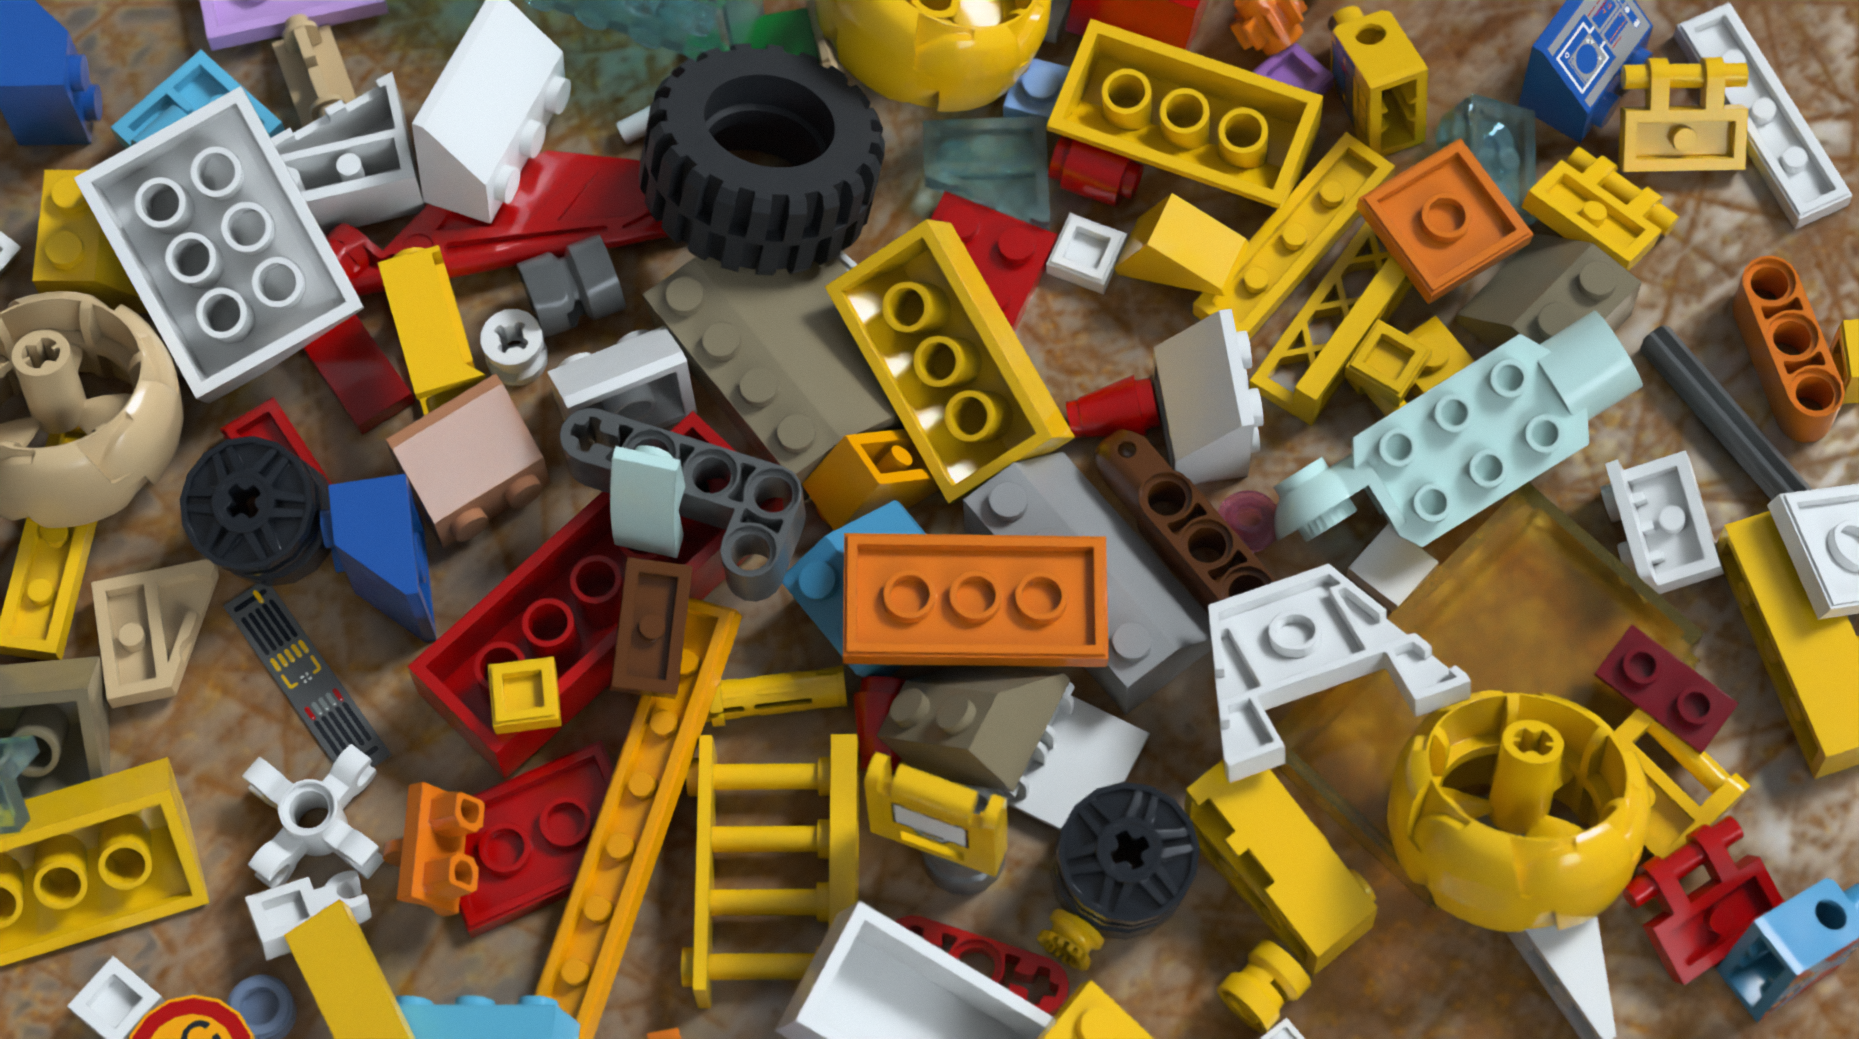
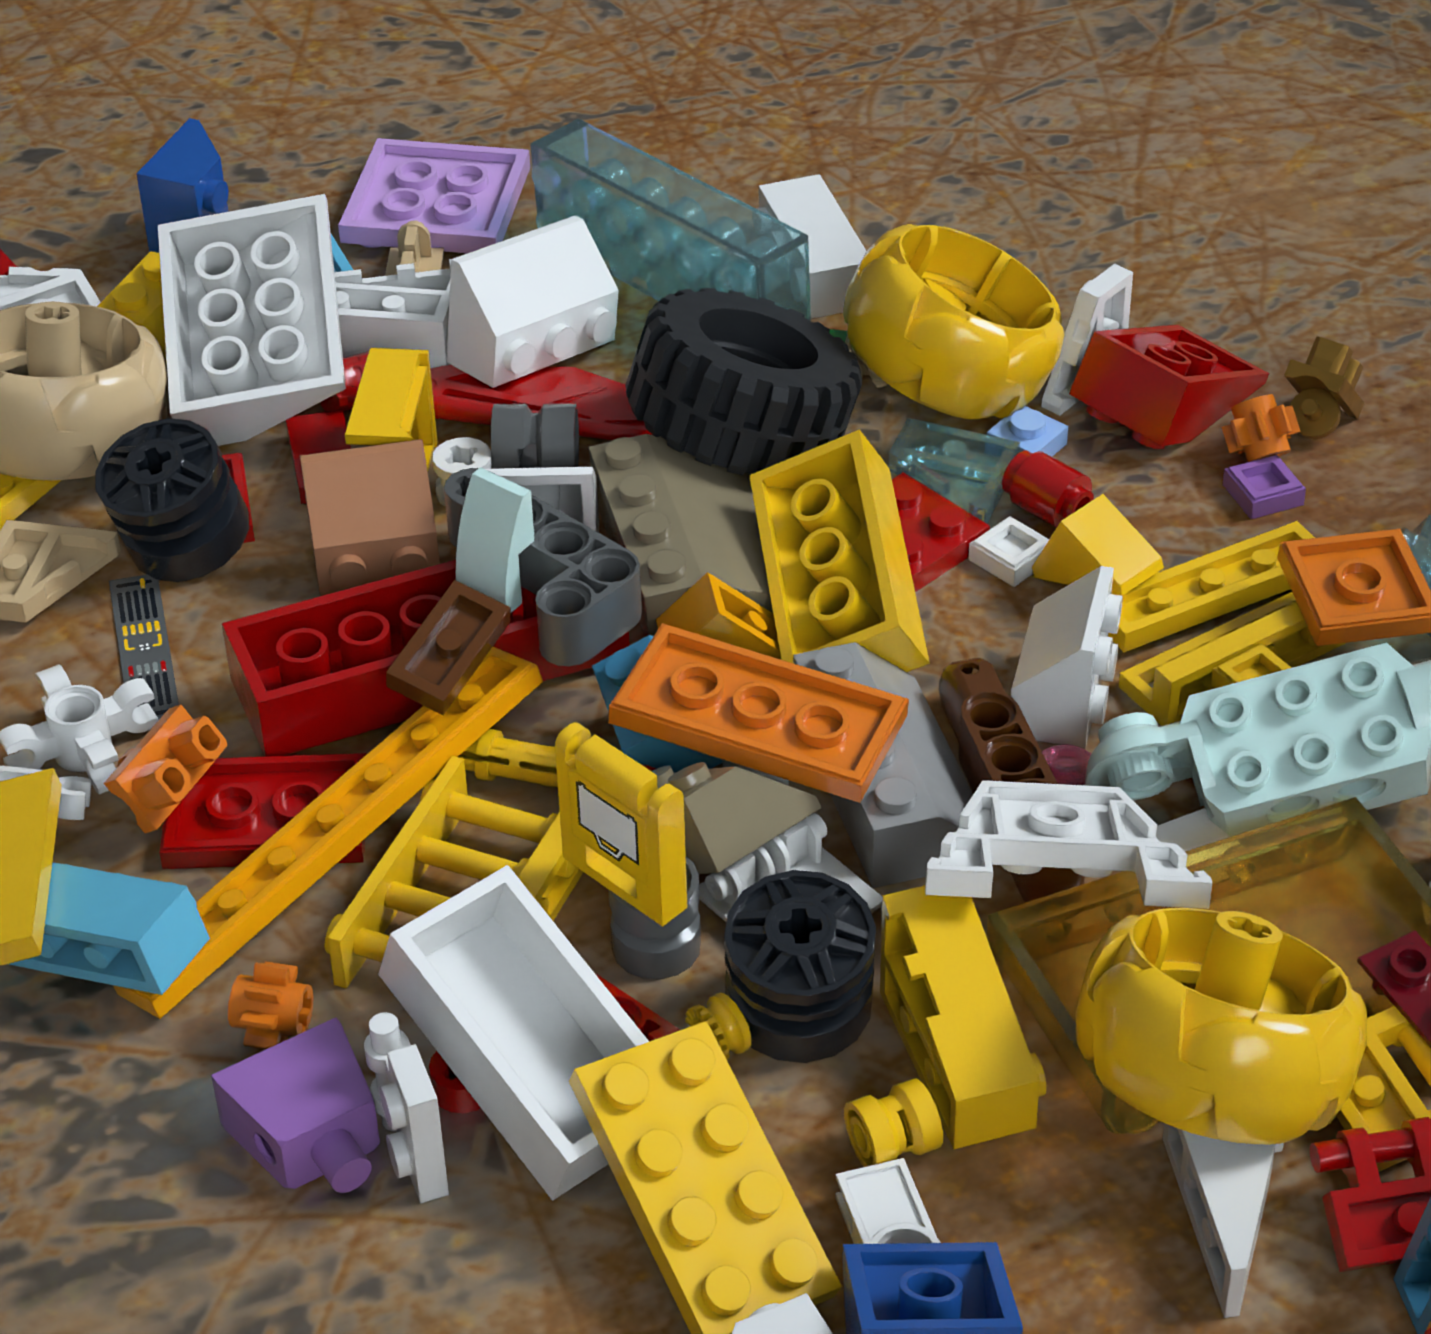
camera: 20 degrees right, 25 degrees down
(382, 548) = (260, 542): blue slope -> none
(524, 695) = (308, 665): yellow tile -> none
(1121, 405) = (992, 644): red cone -> none
(1187, 114) = (1155, 459): yellow slope -> none
(1372, 57) = (1344, 474): yellow torso -> none

